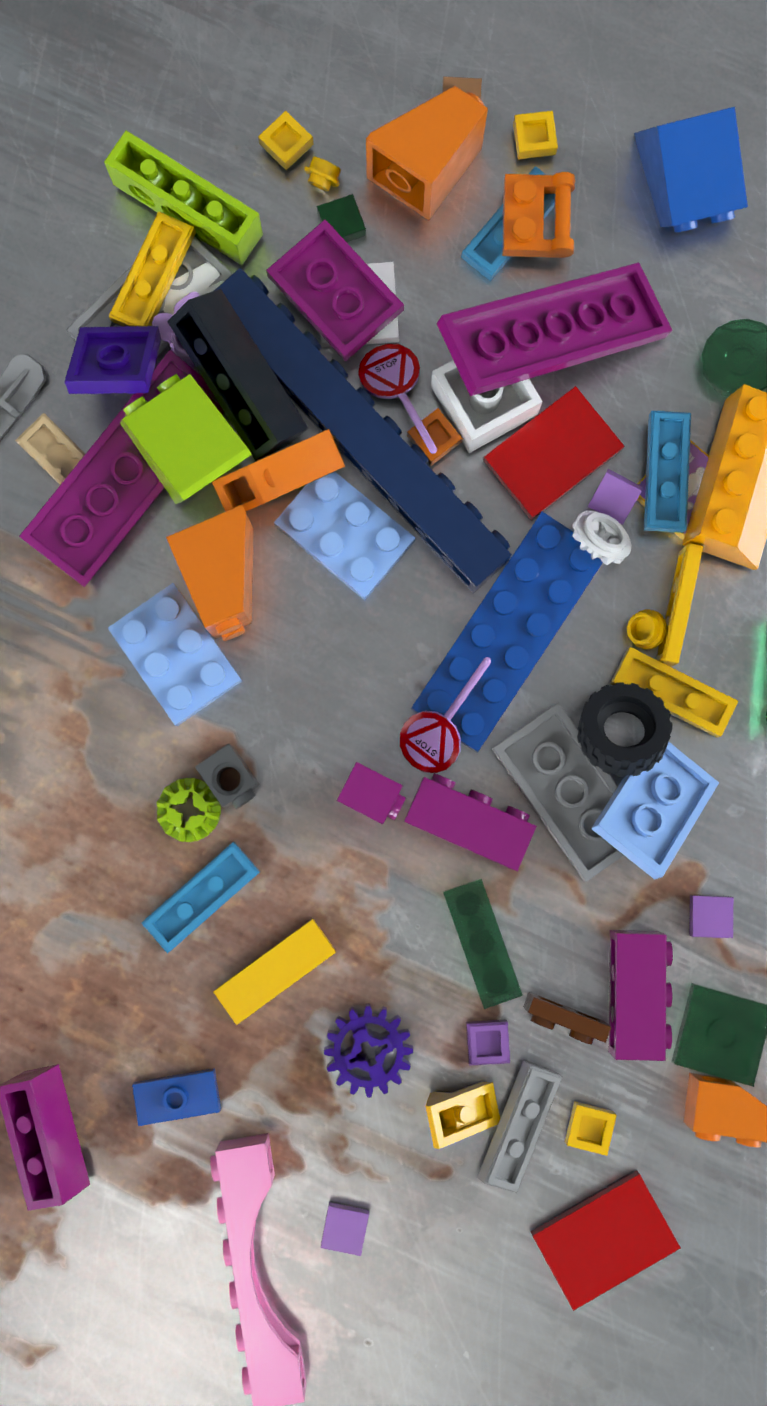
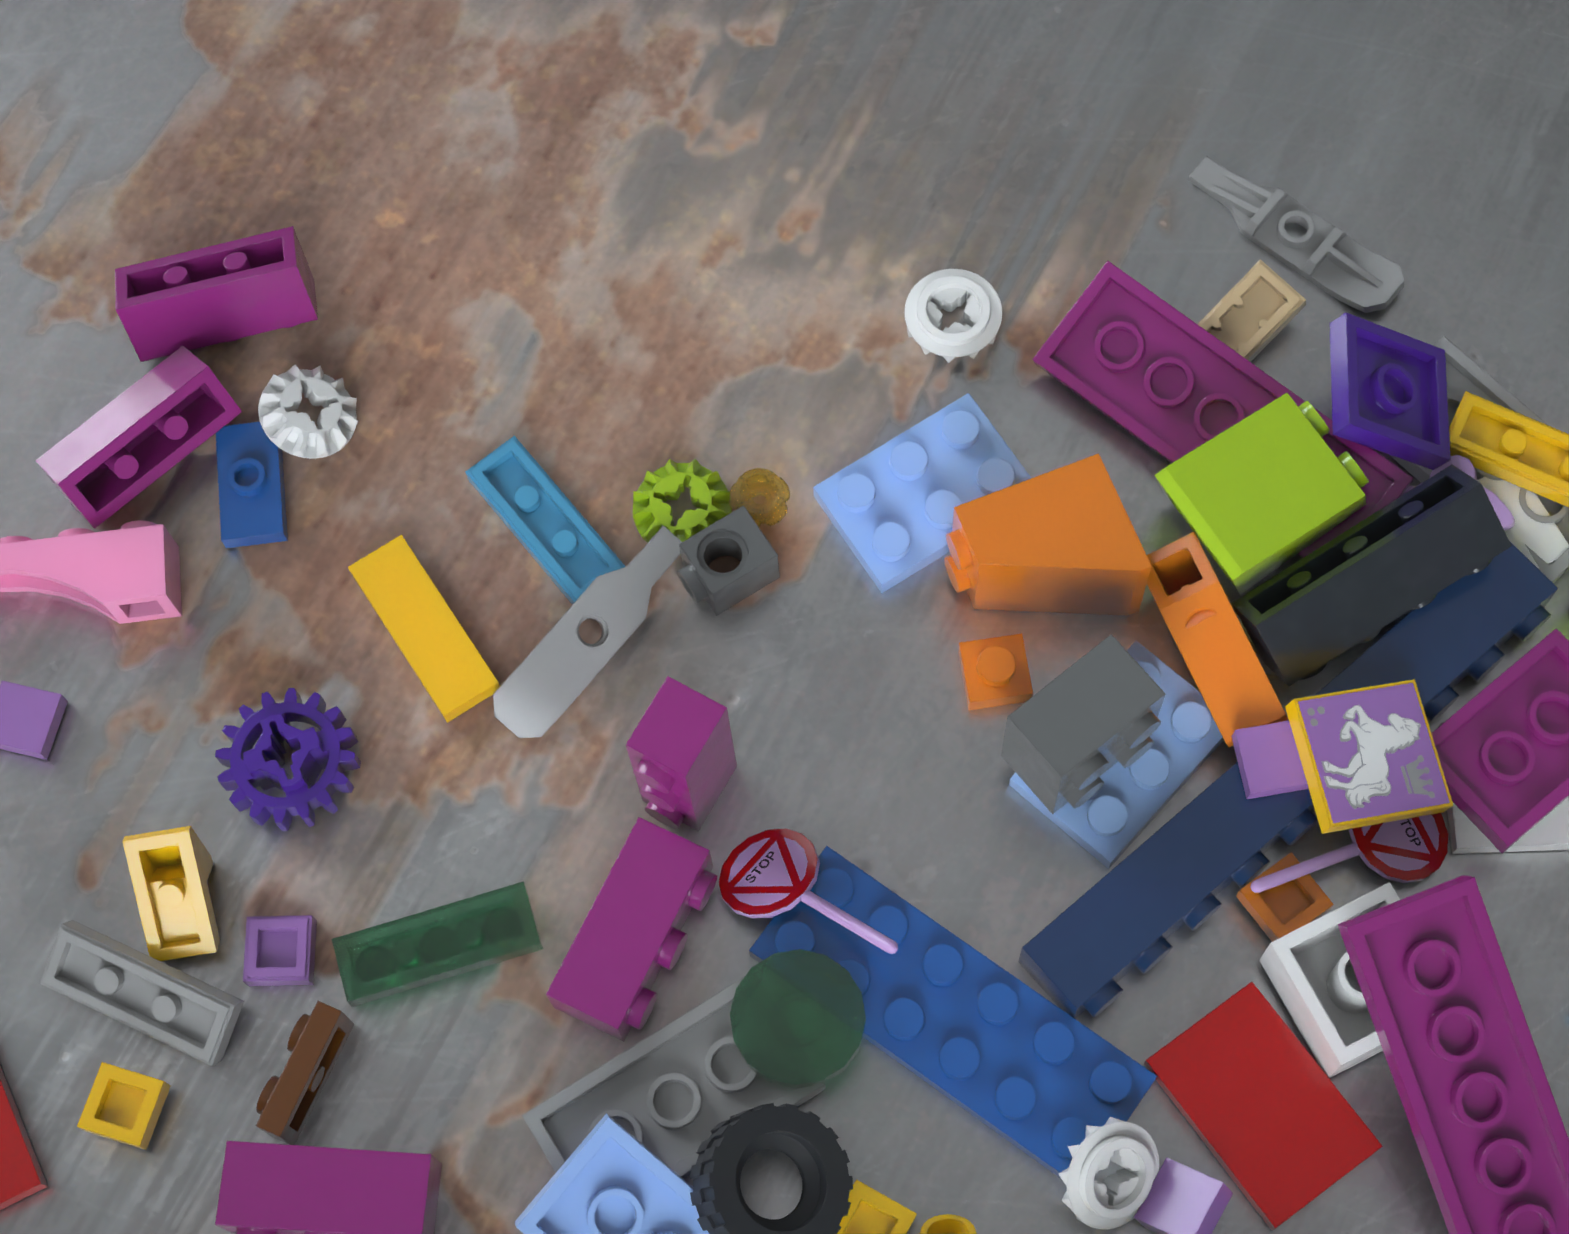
camera: 100 degrees right, 15 degrees down
(32, 644) = (946, 291): none -> white gear
(142, 1071) = (295, 431): none -> white gear
(150, 1178) = (139, 436): none -> magenta brick
(174, 752) = (764, 483): none -> clear yellow plate
(294, 608) = (995, 671): none -> orange plate
(298, 876) = (565, 663): none -> light grey piece
(345, 546) = (1083, 726): none -> dark grey brick
(355, 380) = (1368, 756): none -> tile
(357, 437) = (1268, 760): none -> medium lavender tile
(523, 718) = (798, 1018): none -> clear green tile

